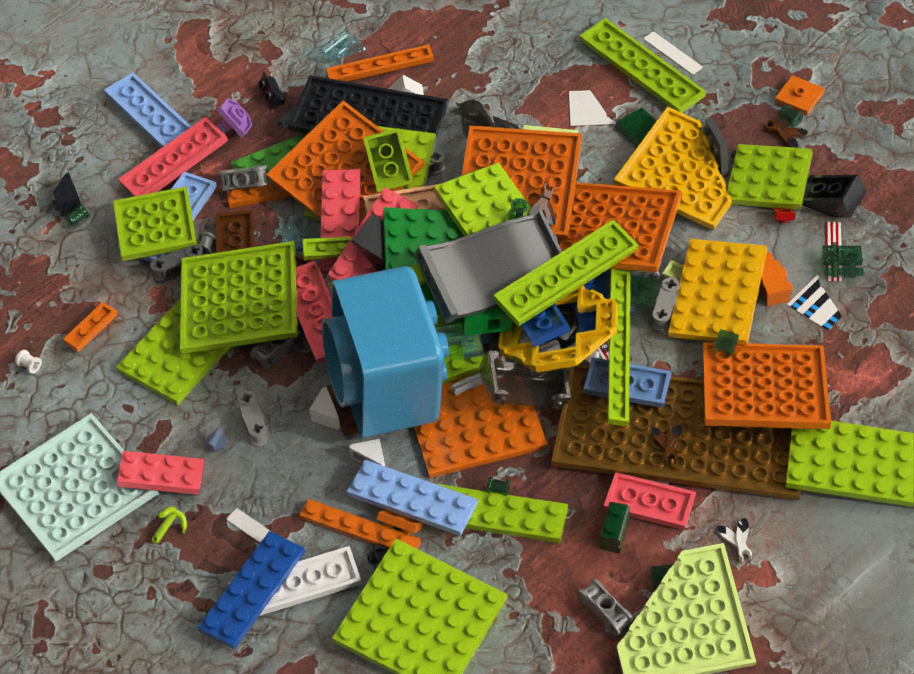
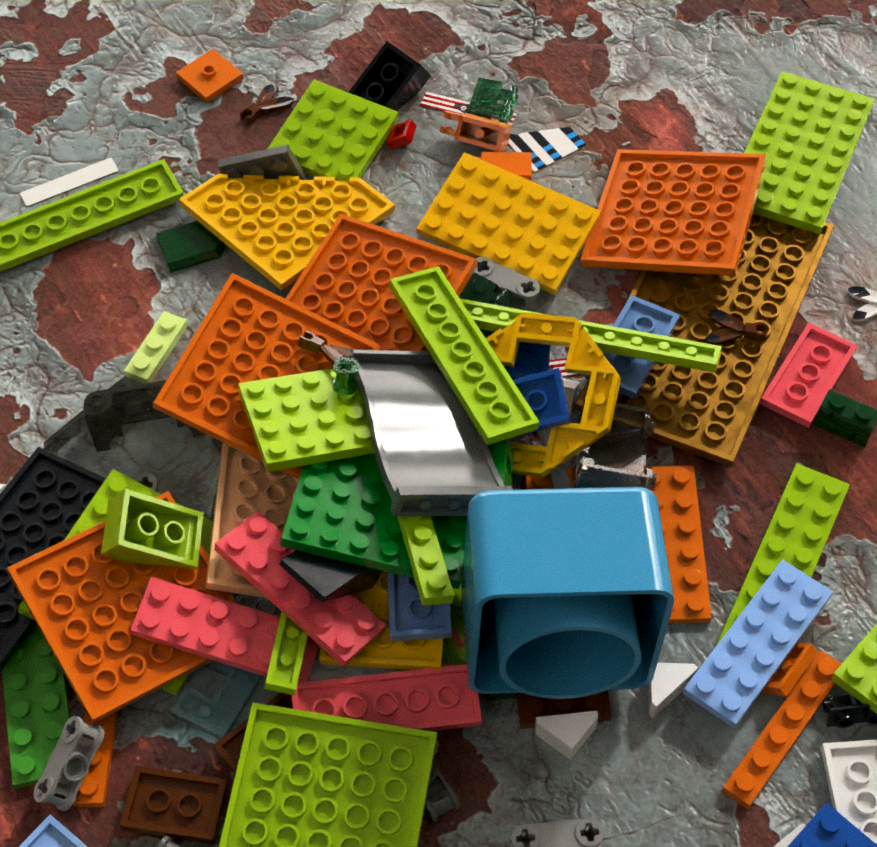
camera: 80 degrees left, 5 degrees up
(498, 486) = (753, 535): clear green bush -> none
(586, 110) = (124, 297): white sticker -> none
(726, 342) = (599, 230): clear green plate -> none
(790, 115) = (243, 89): clear green bush -> none
(803, 257) = (478, 131): none -> orange hinge

